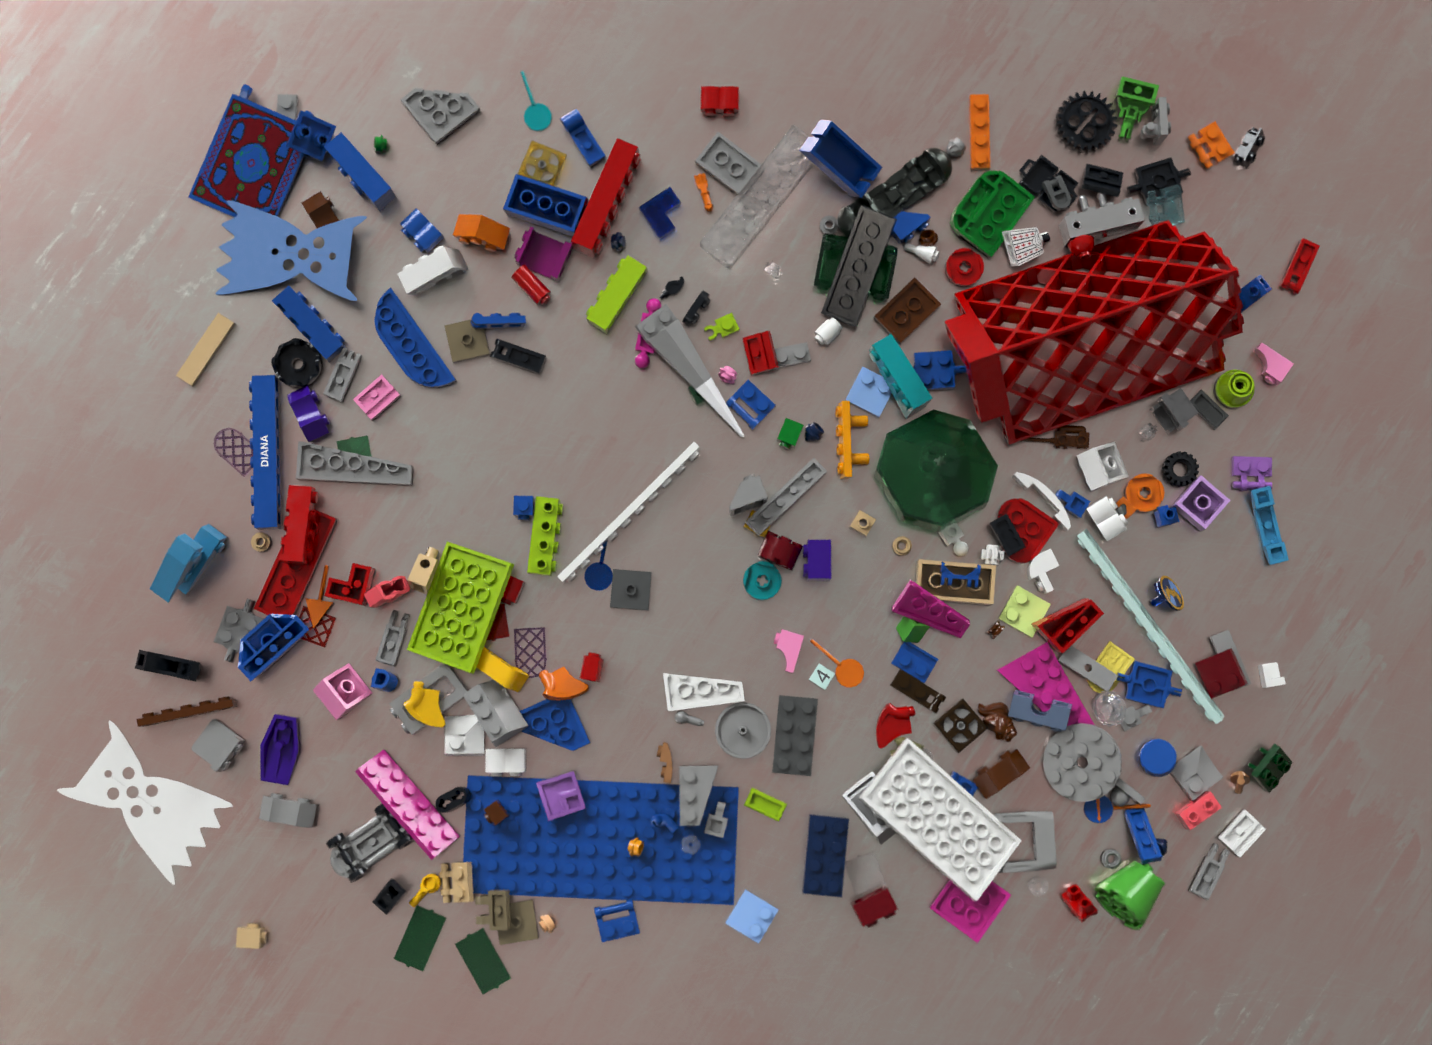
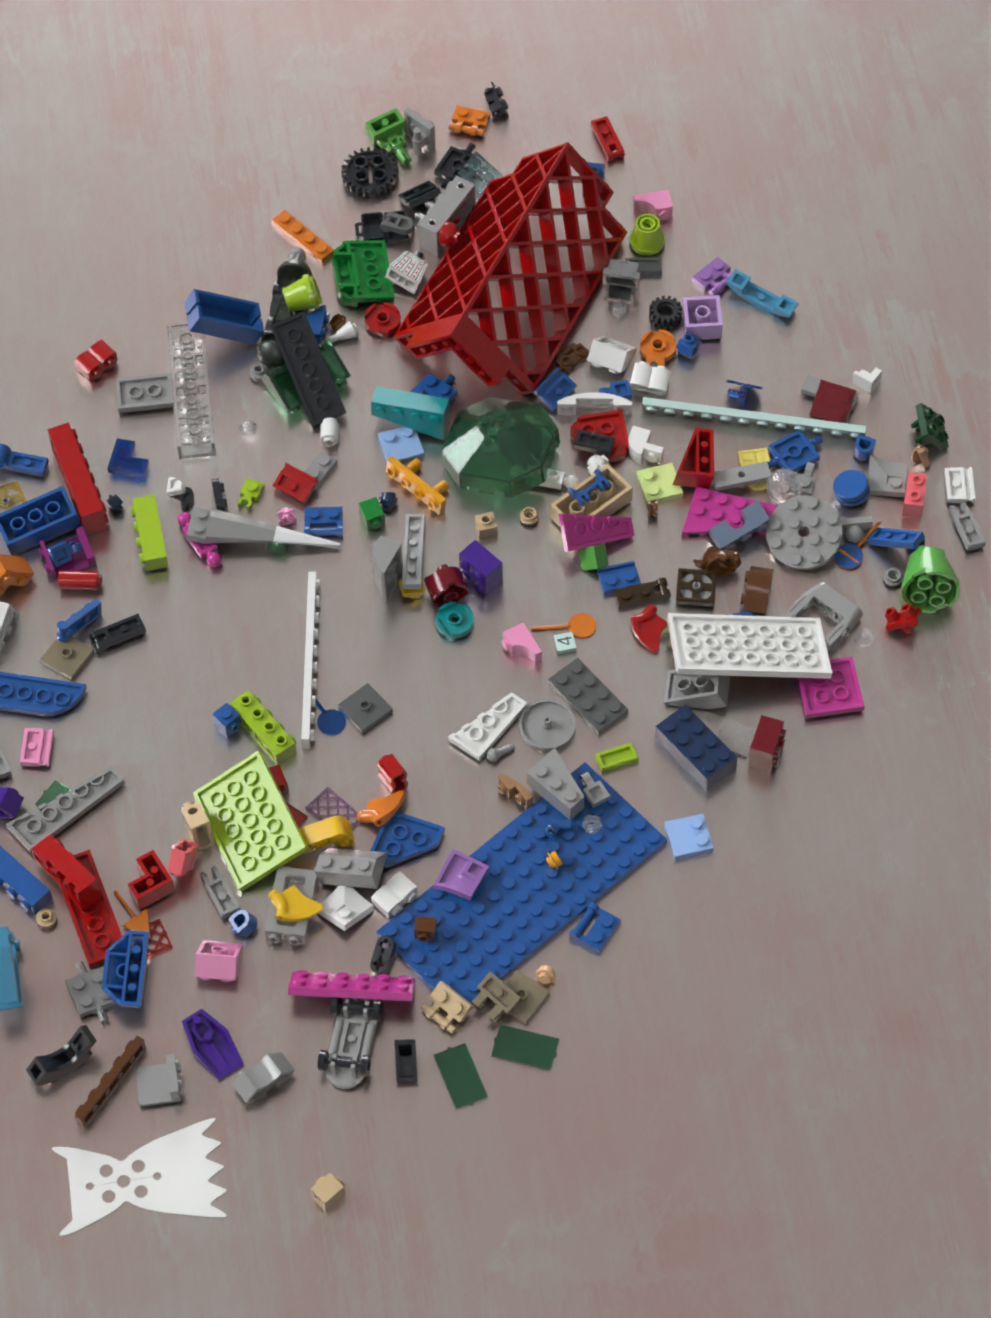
camera: 45 degrees left, 25 degrees down
(429, 884) = (428, 1028): yellow plate -> none
(537, 251) = (62, 552): none -> blue plate
(674, 269) = (175, 487): none -> white tile
(702, 185) = (139, 422): orange piece -> none
(907, 310) = (370, 371): reddish brown plate -> none
(919, 195) = (303, 294): none -> lime piece
(1028, 456) = (554, 388): none -> blue plate
(1204, 733) = (864, 447): none -> blue plate

